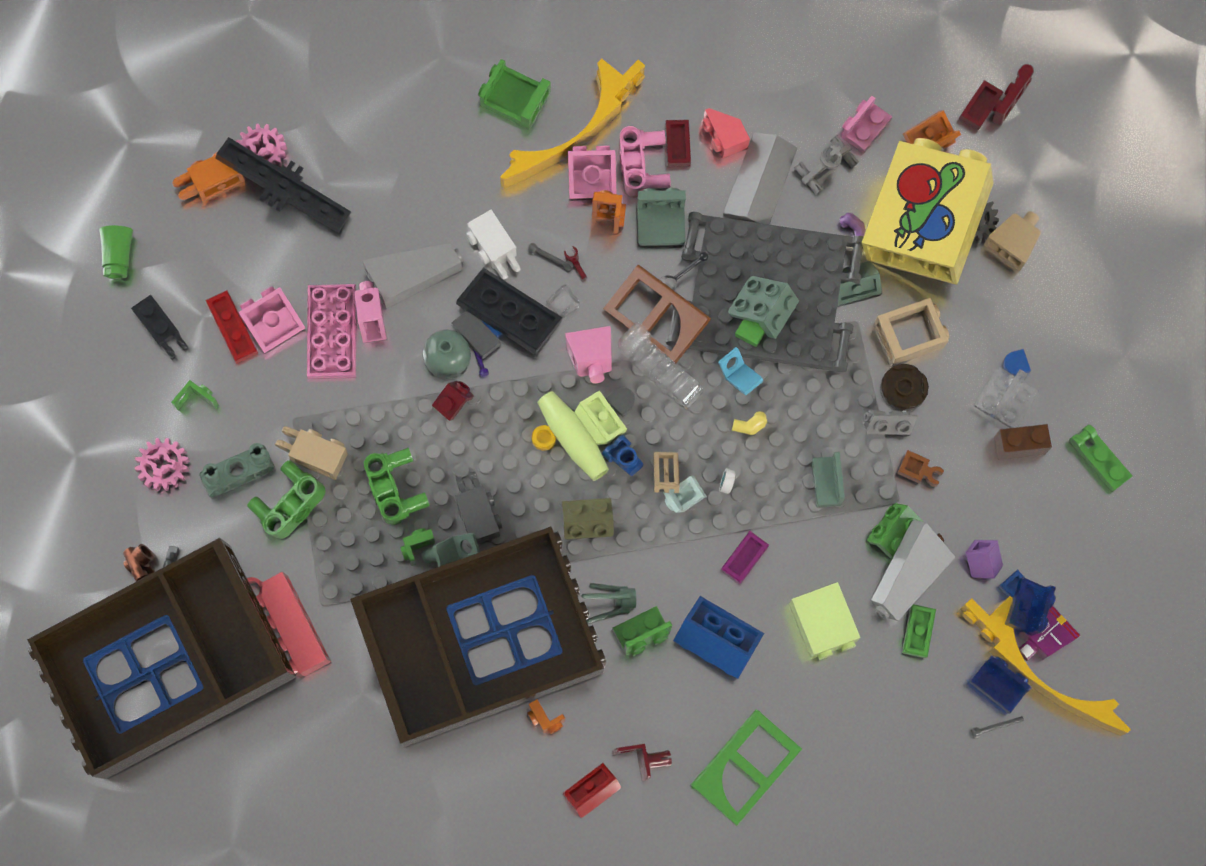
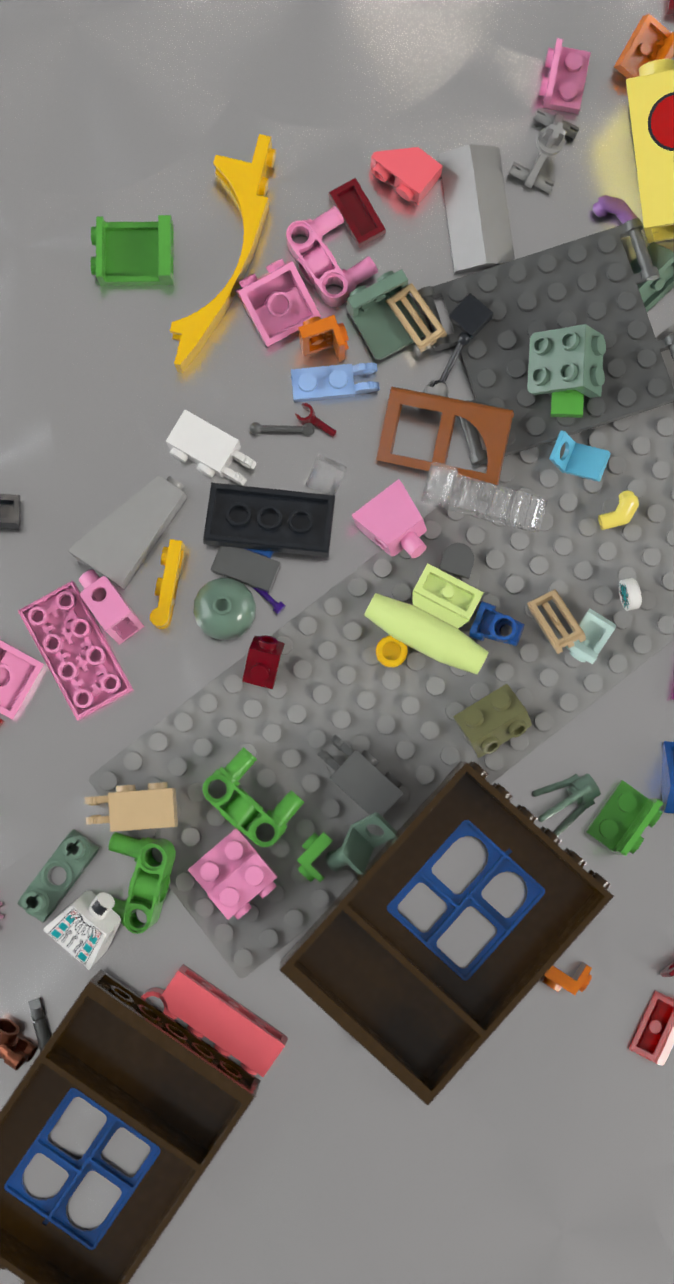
camera: 20 degrees left, 10 degrees up
(236, 512) = (86, 927): none -> white torso
(355, 530) = (234, 875): none -> bright pink plate
(417, 318) = (167, 586): none -> yellow plate
(601, 243) = (331, 382): none -> light blue hinge
(681, 245) = (430, 338): none -> tan tile
(716, 244) = (471, 315): none -> black tile

